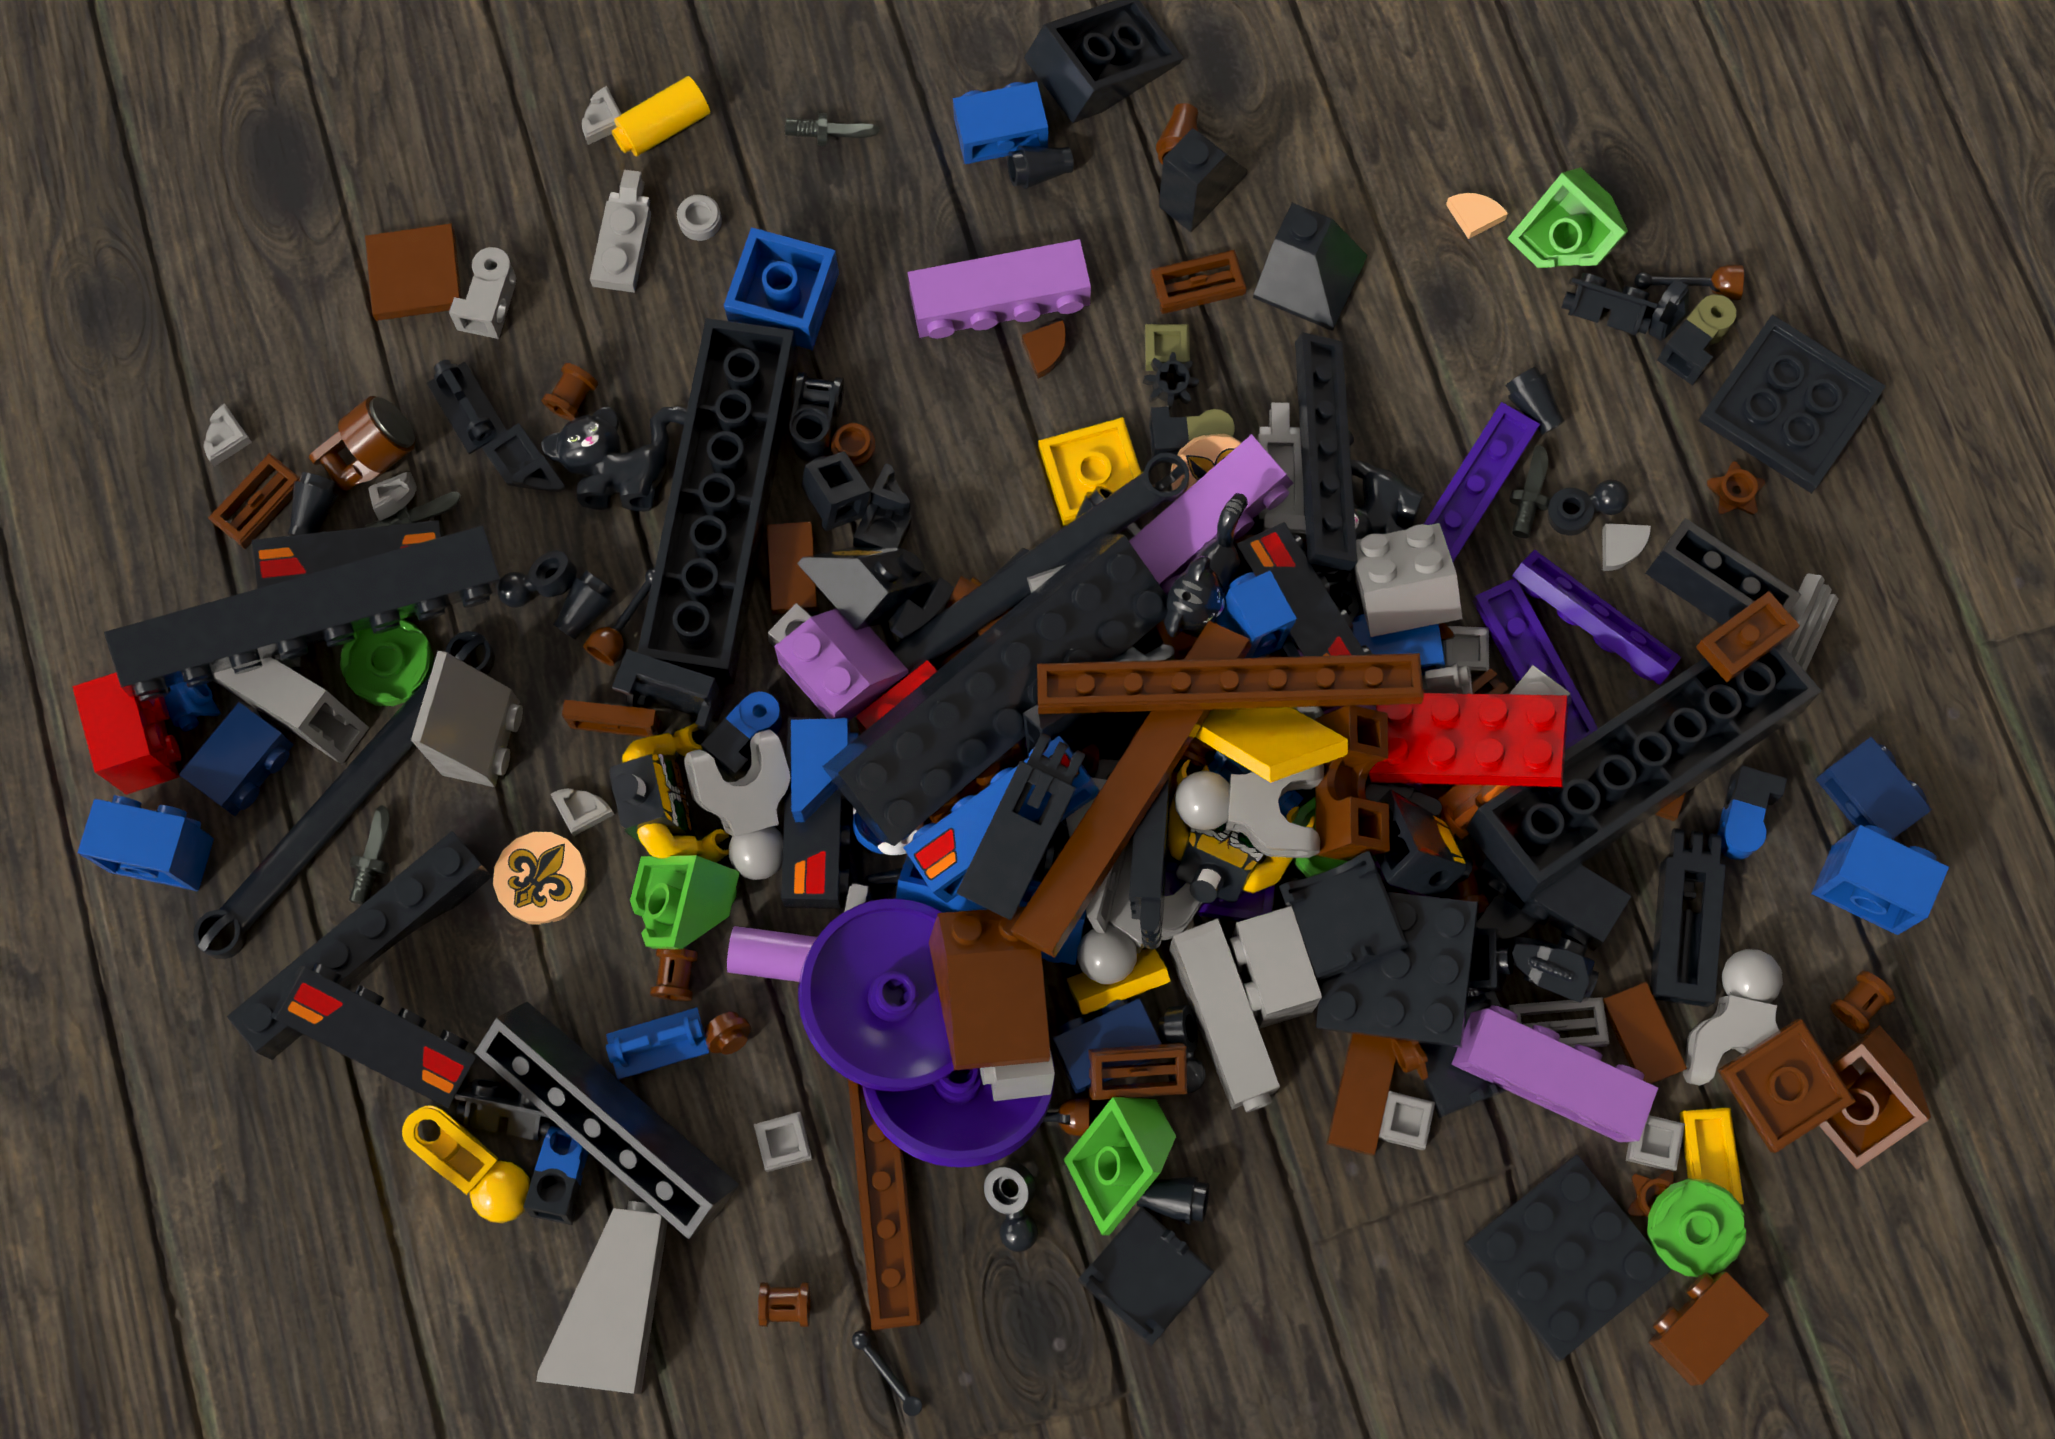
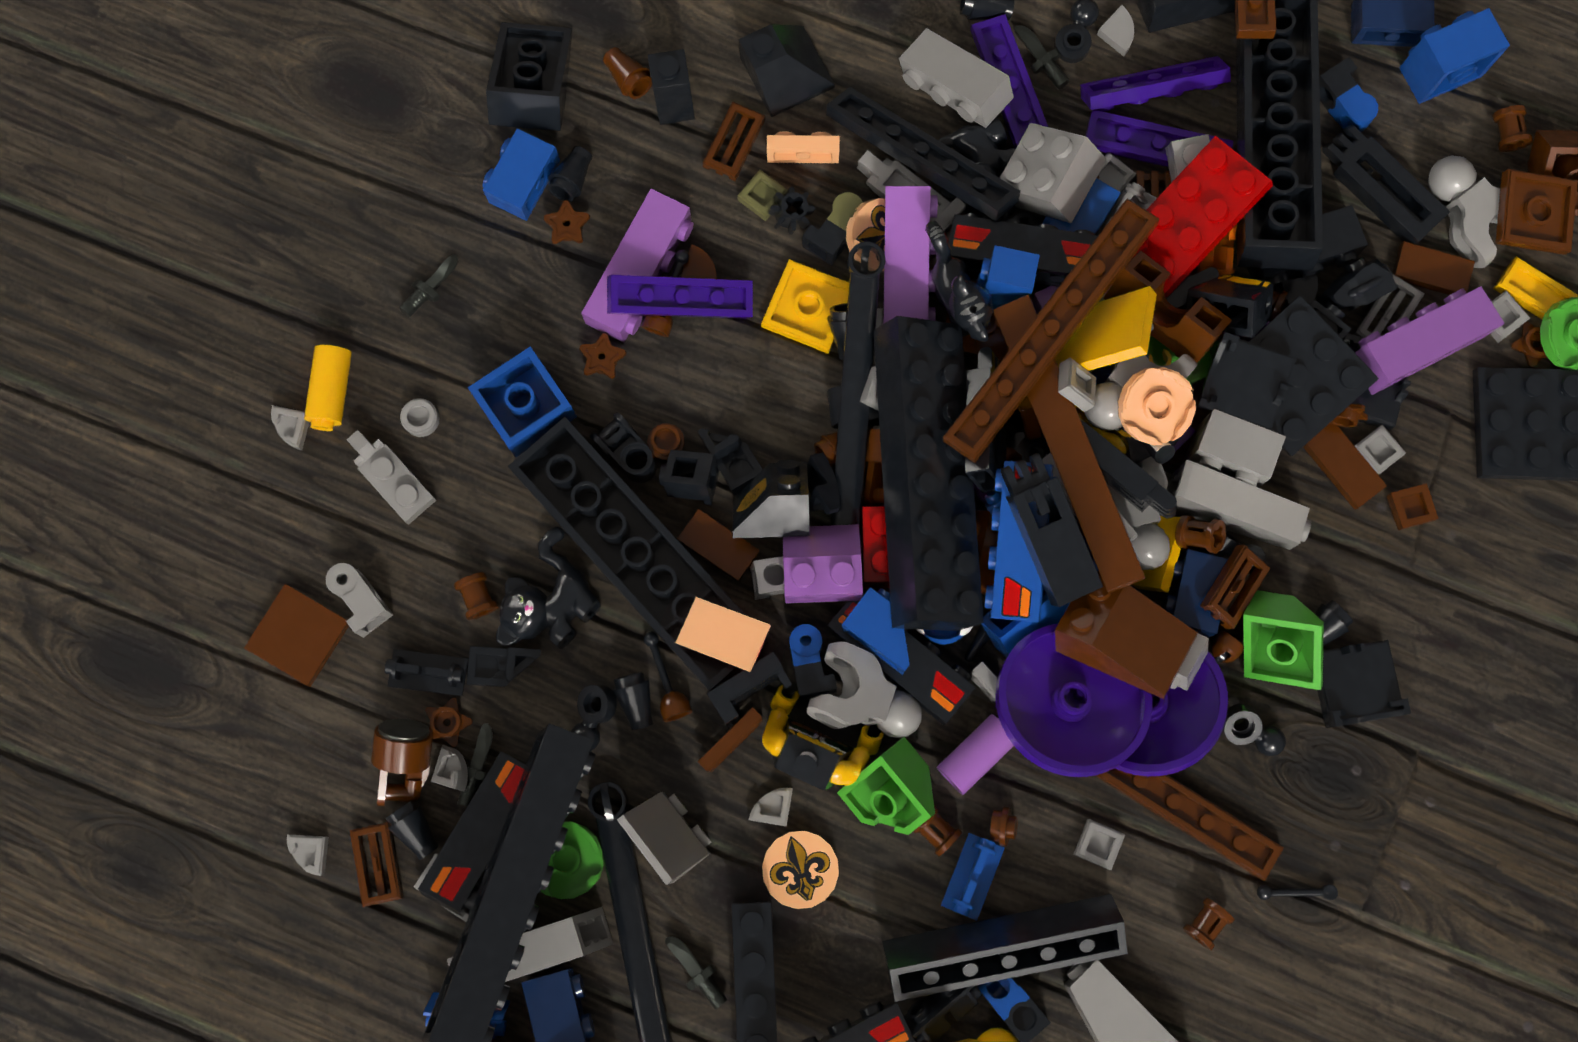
camera: 50 degrees left, 5 degrees up
(434, 449) = (449, 711): none -> reddish brown plate
(694, 621) = (723, 634): none -> light nougat piece
(886, 338) = (604, 366): none -> reddish brown plate
(966, 347) = (663, 324): none -> reddish brown hinge
(991, 209) = (566, 233): none -> reddish brown plate
(996, 345) = (679, 296): none -> dark purple plate
(1169, 995) = (1200, 533): none -> reddish brown bush
(1195, 749) = (1077, 384): none -> light grey tile
(1233, 335) = (793, 148): none -> light nougat plate
(1237, 840) = (1156, 405): none -> light nougat tile
(1373, 1195) = (1412, 506): none -> reddish brown plate
(1428, 425) = (956, 78): none -> light grey brick

